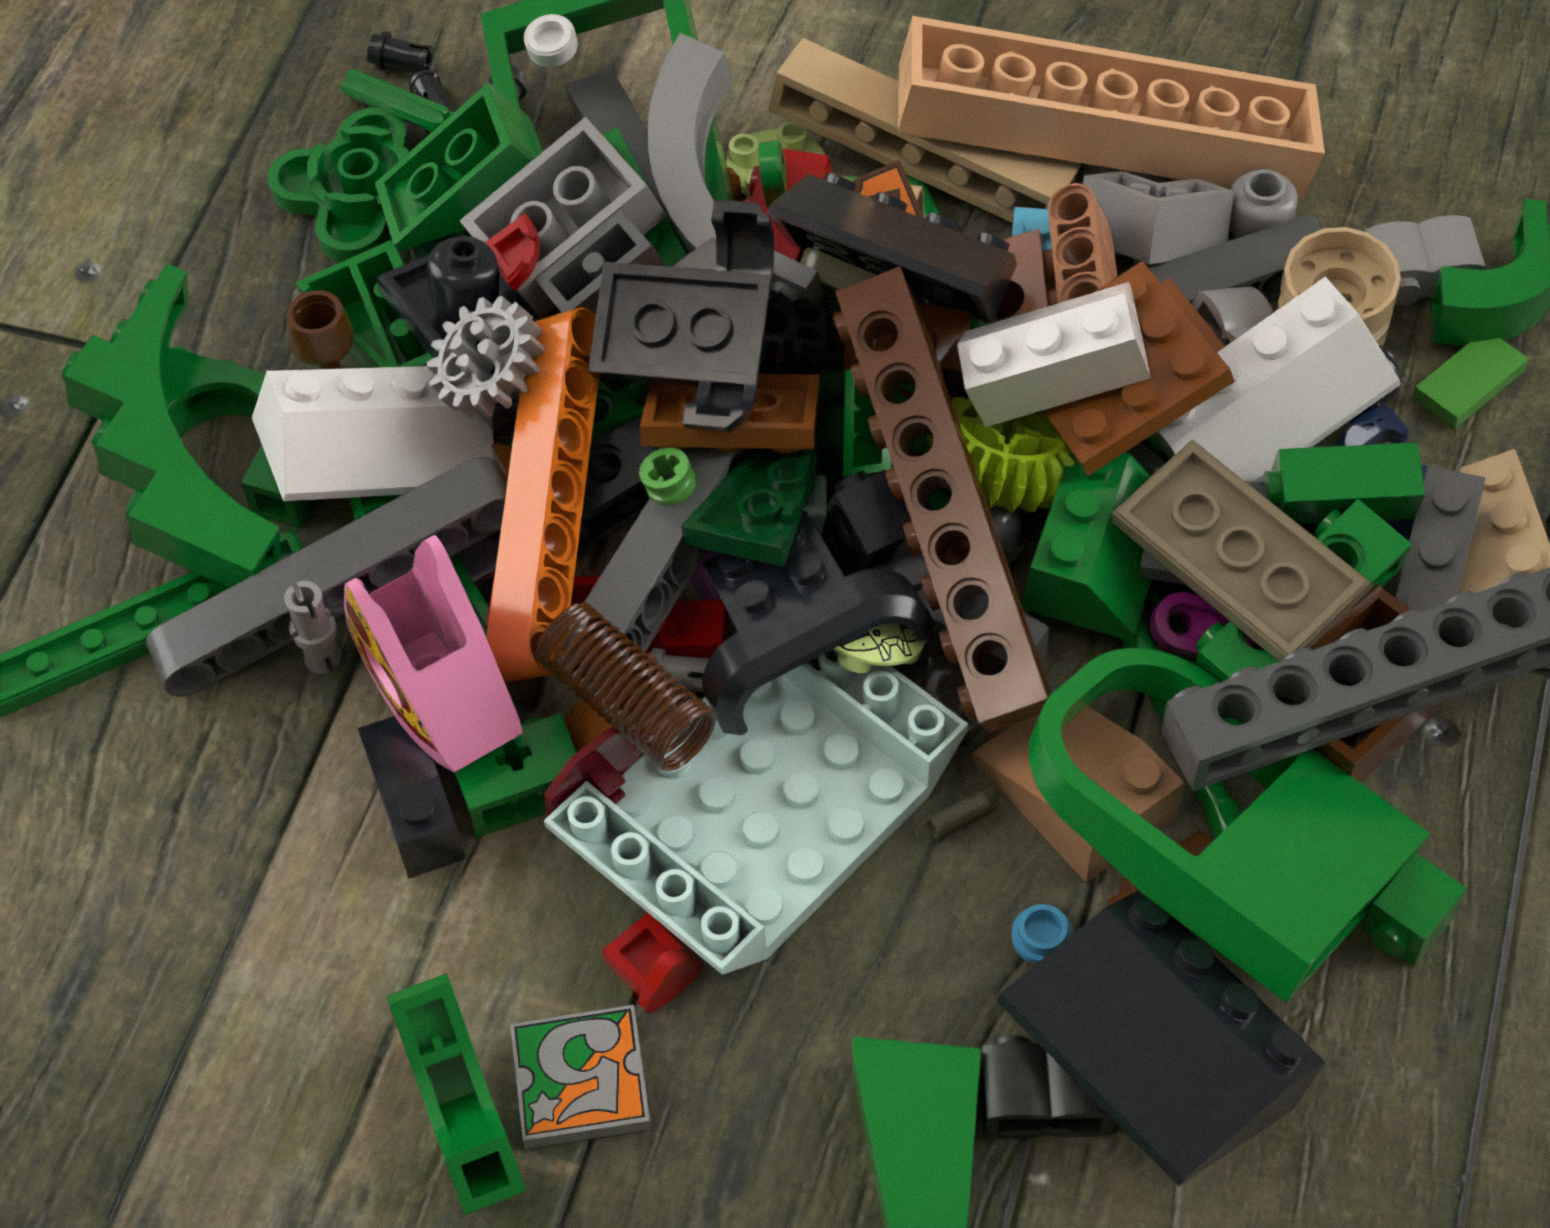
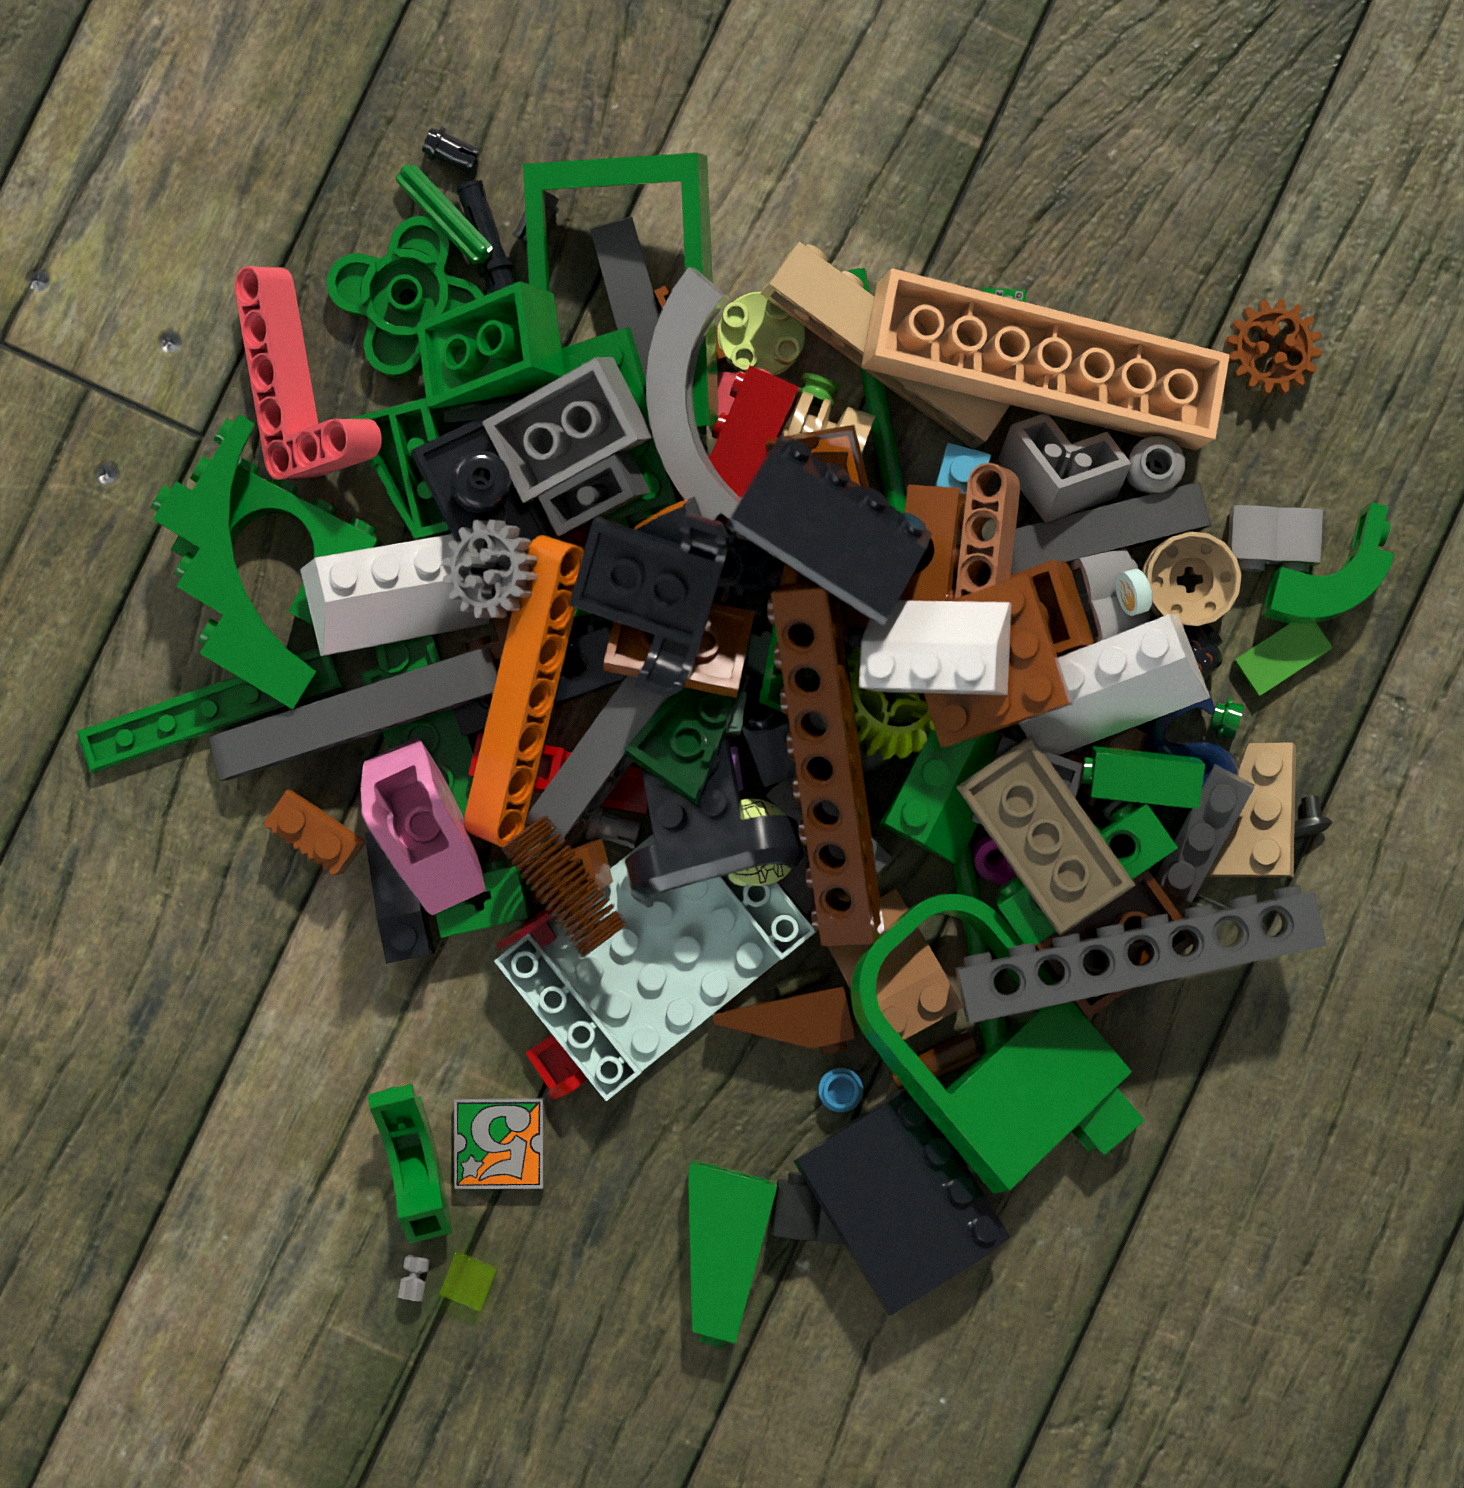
camera: 10 degrees right, 30 degrees up
(235, 306) = (282, 386): none -> coral beam
(291, 726) = (314, 833): none -> dark orange brick
(312, 627) = (326, 755): light grey pin -> none
(319, 329) = (362, 498): reddish brown piece -> none
(516, 251) = (524, 471): red tile -> none
(550, 40) = (580, 214): white tile -> none
(672, 490) = (608, 693): bright green bush -> none
(772, 170) = (748, 404): green tile -> none
(962, 852) = (804, 1019): none -> reddish brown slope
(1270, 295) = (1133, 592): none -> light aqua tile
(1387, 101) = (1279, 371): none -> dark orange gear
(1429, 443) = (1226, 718): none -> green plate

